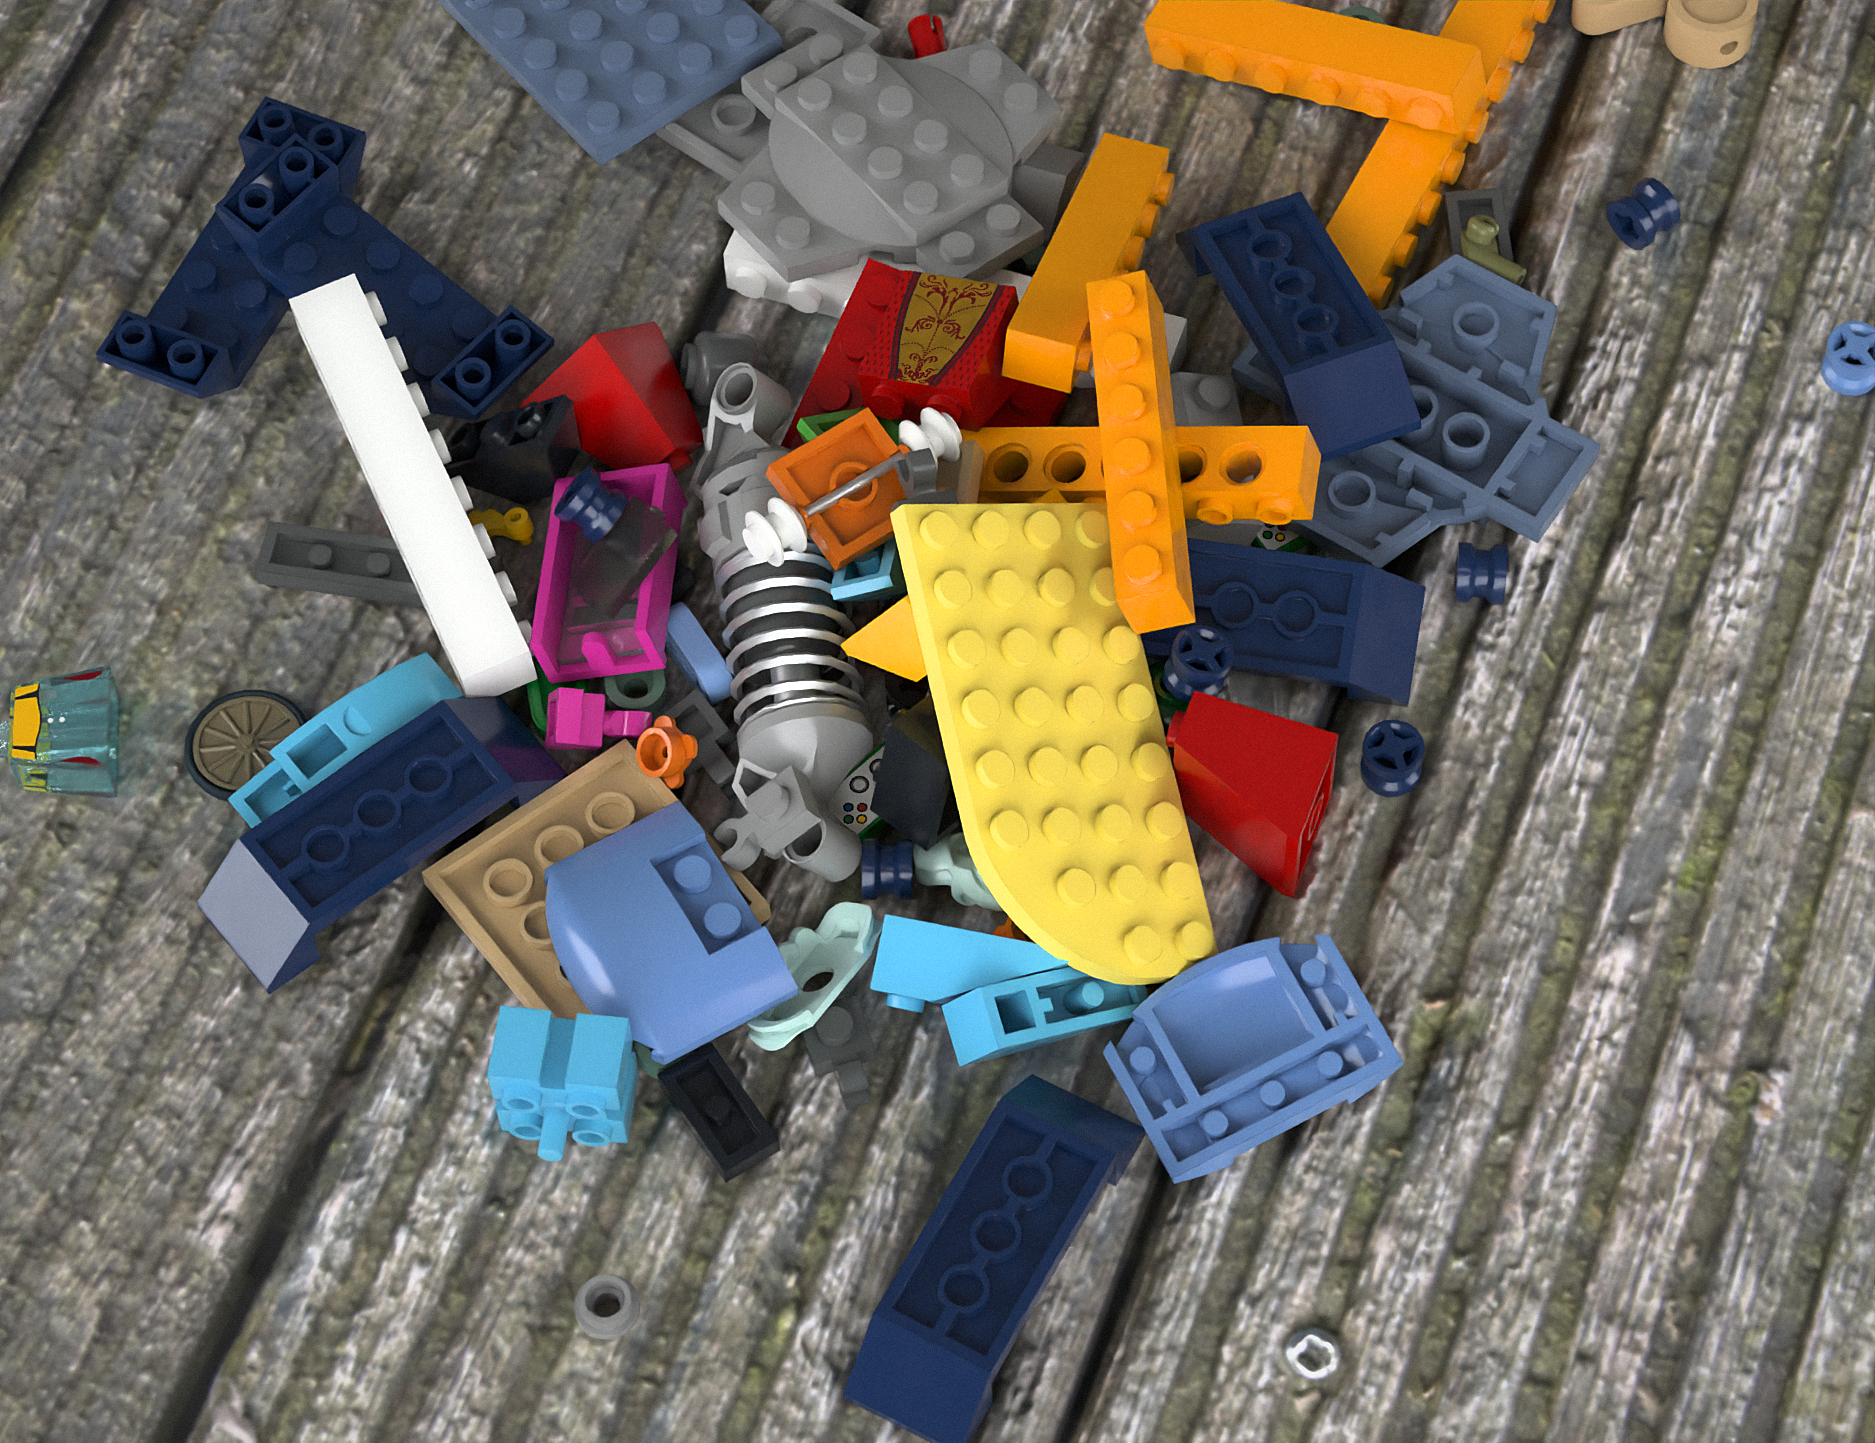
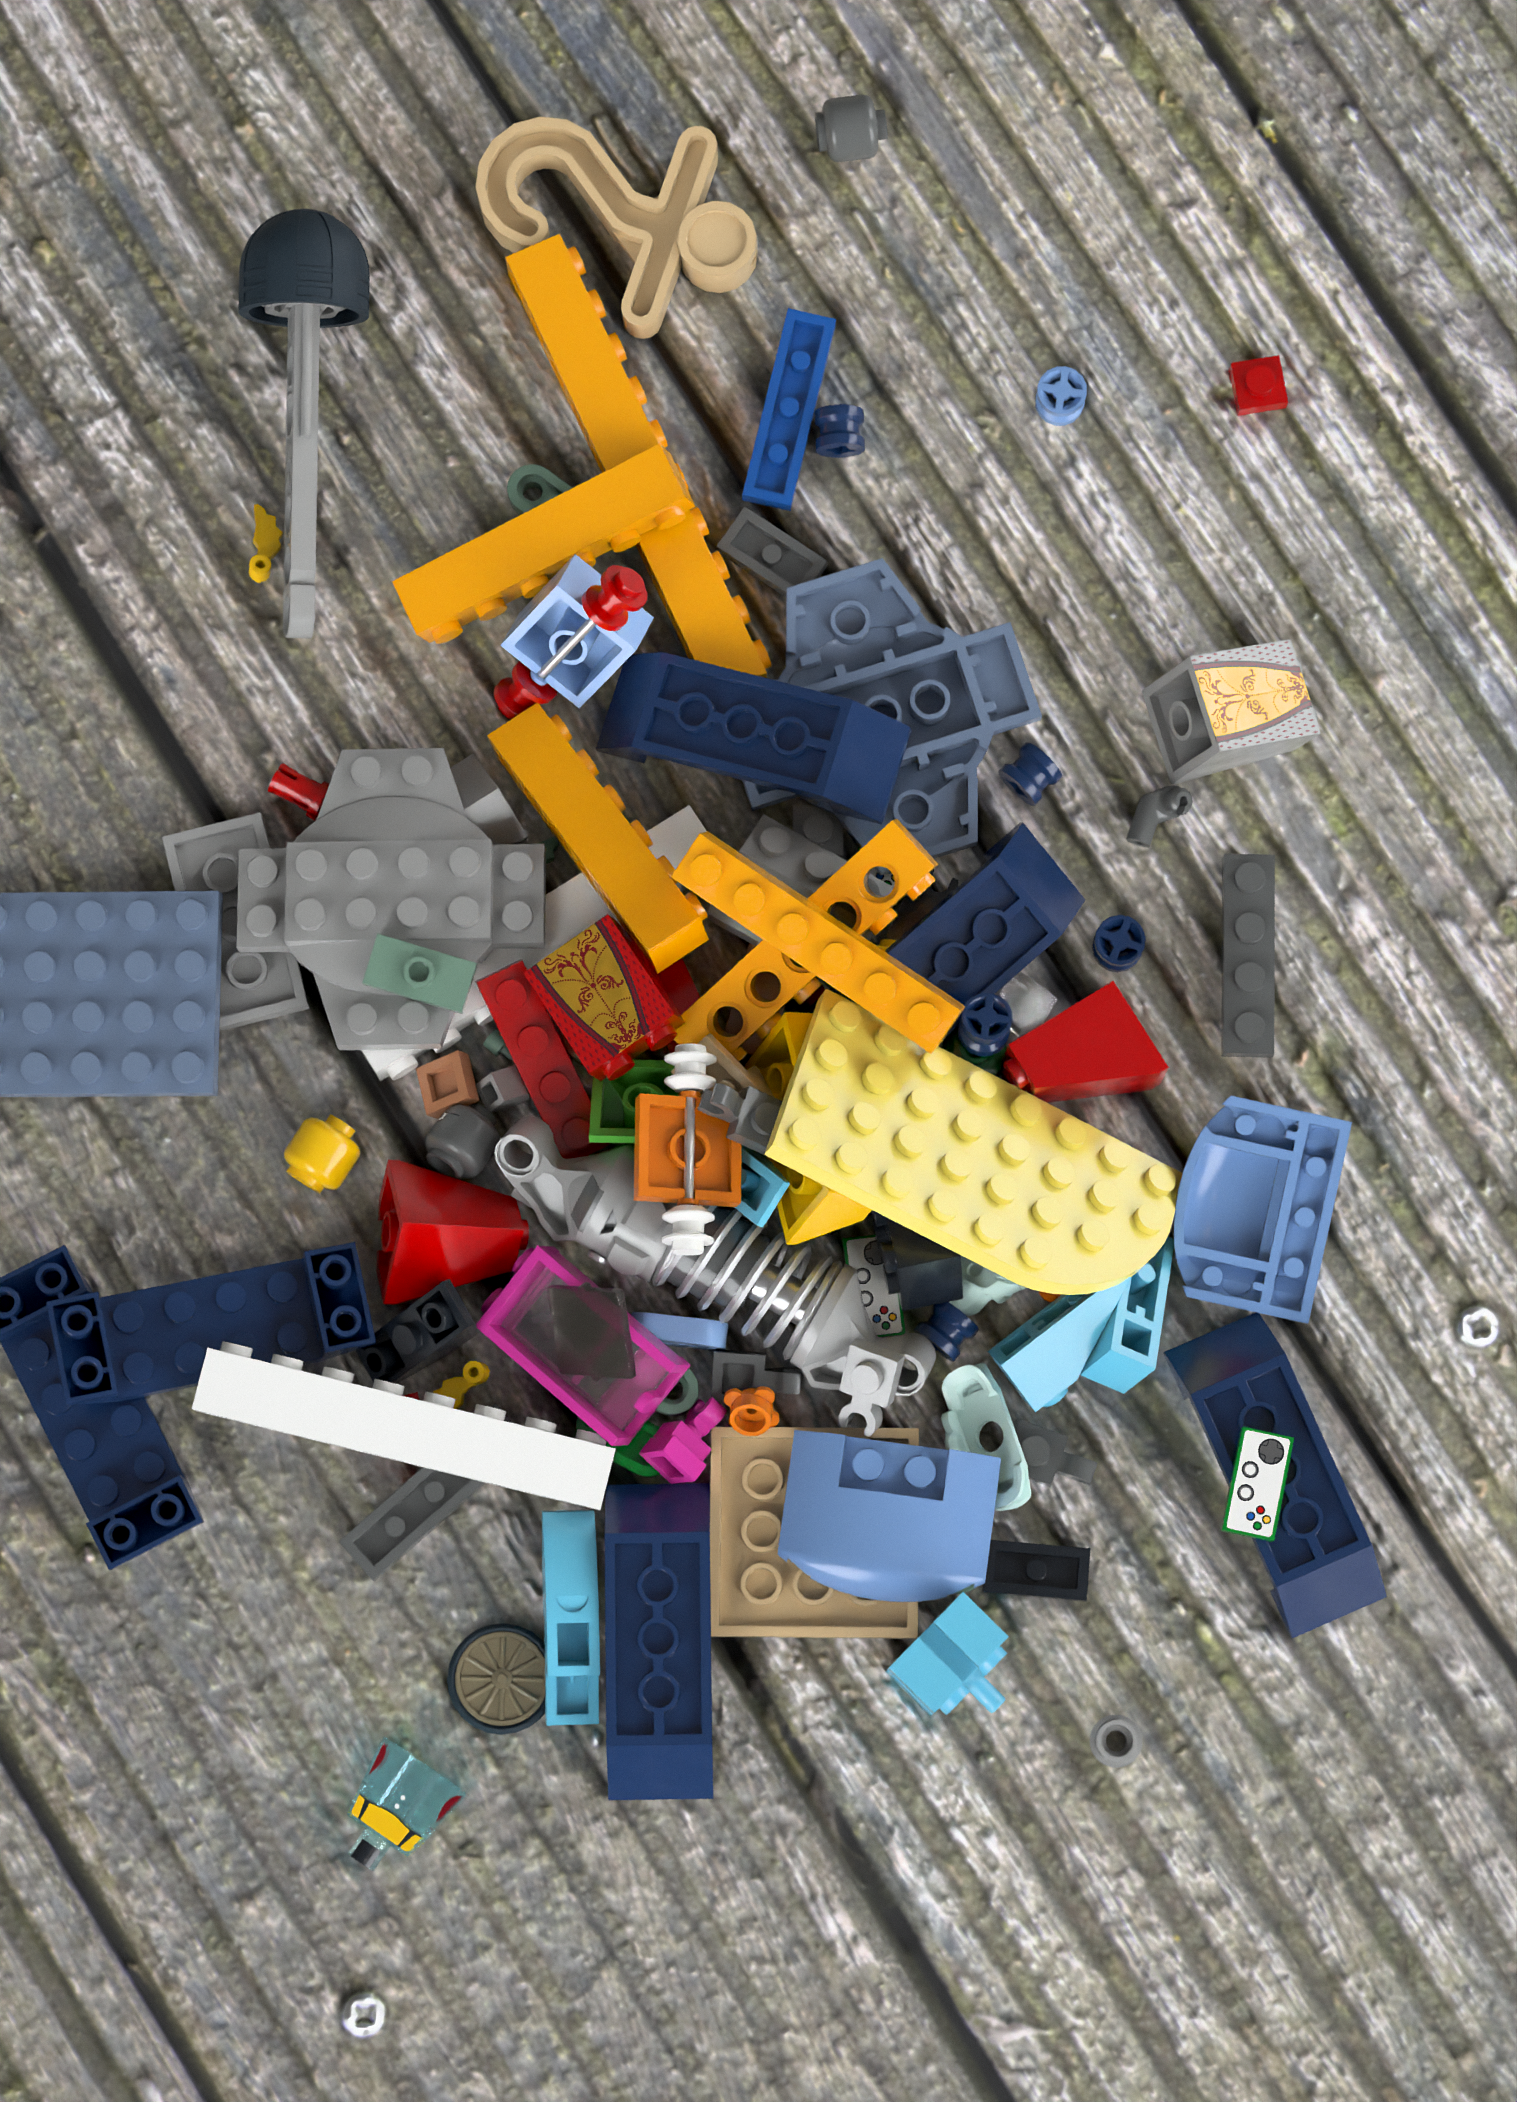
camera: 55 degrees left, 20 degrees up
(591, 505) = (526, 1321): dark blue wheel -> none
(617, 275) = (322, 1153): none -> yellow head
(769, 323) = (447, 1083): none -> nougat plate
(795, 367) = (502, 1089): none -> light grey piece
(834, 202) = (419, 973): none -> sand green plate
(960, 1215) = (1257, 1484): none -> tile
(1252, 123) = (573, 636): none -> light blue brick
(1482, 249) = (795, 568): olive arm -> none
(1486, 880) = (1248, 955): none -> dark grey plate
(1548, 702) = (1157, 808): none -> dark grey arm
(1612, 168) = (789, 409): none -> blue plate
(1707, 689) = (1230, 709): none -> slope

